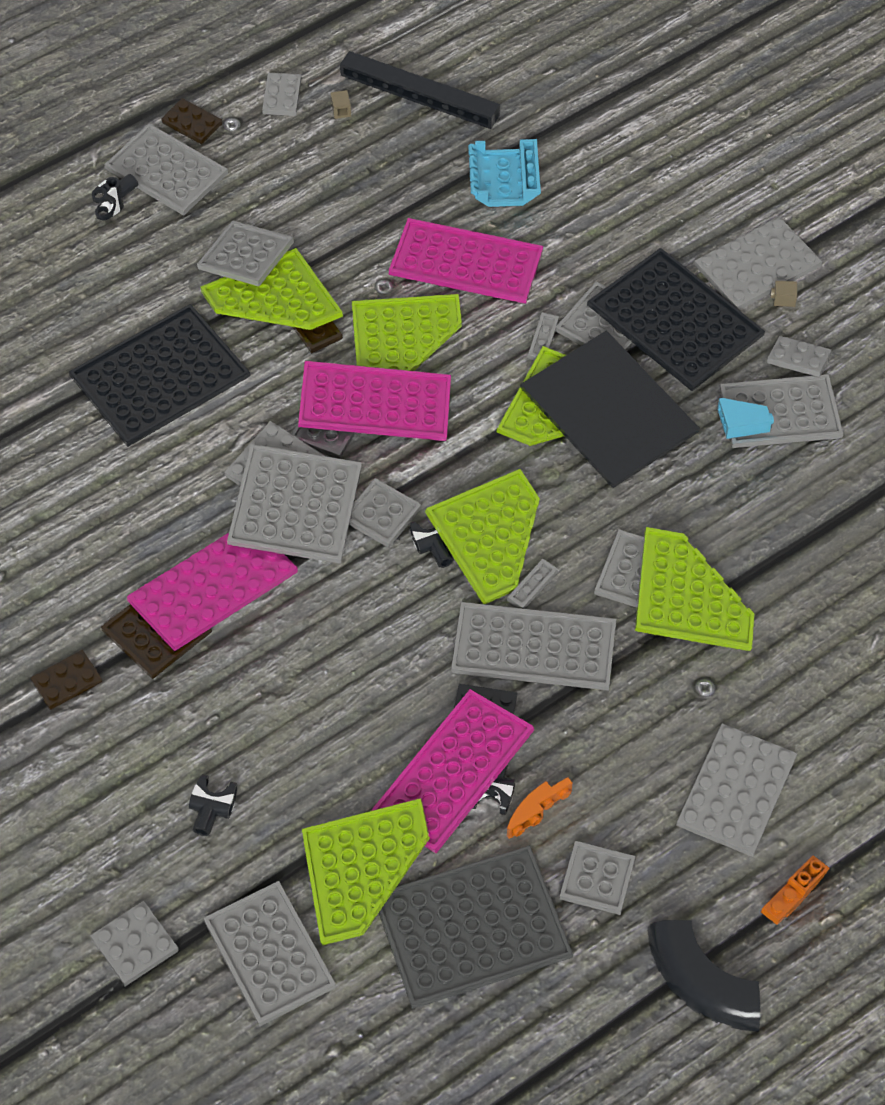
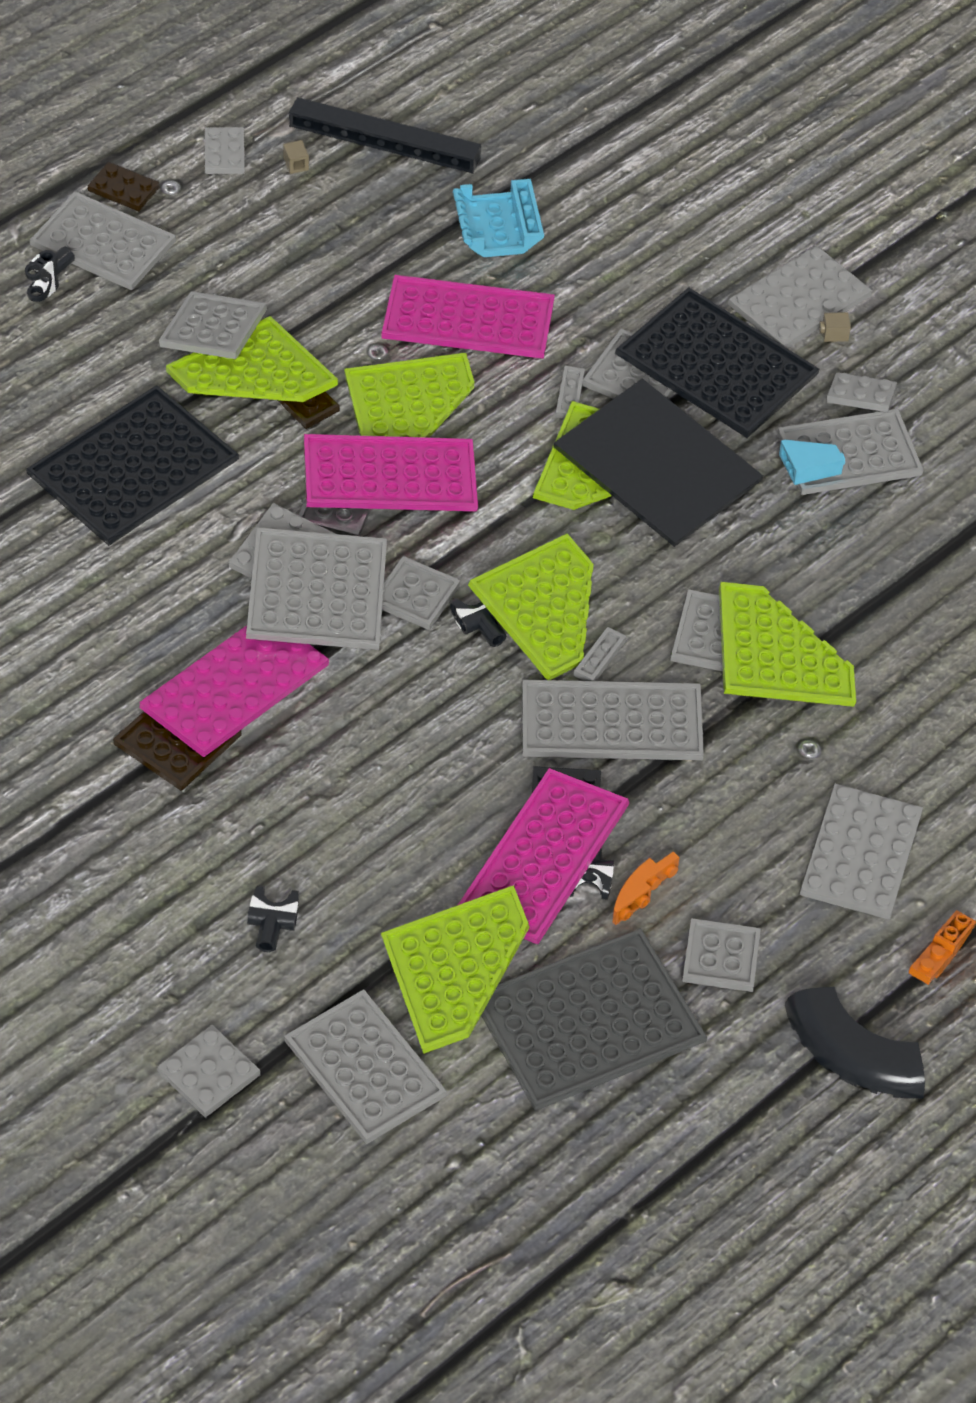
camera: 10 degrees left, 5 degrees down
(66, 679) = (81, 799): dark brown plate -> none

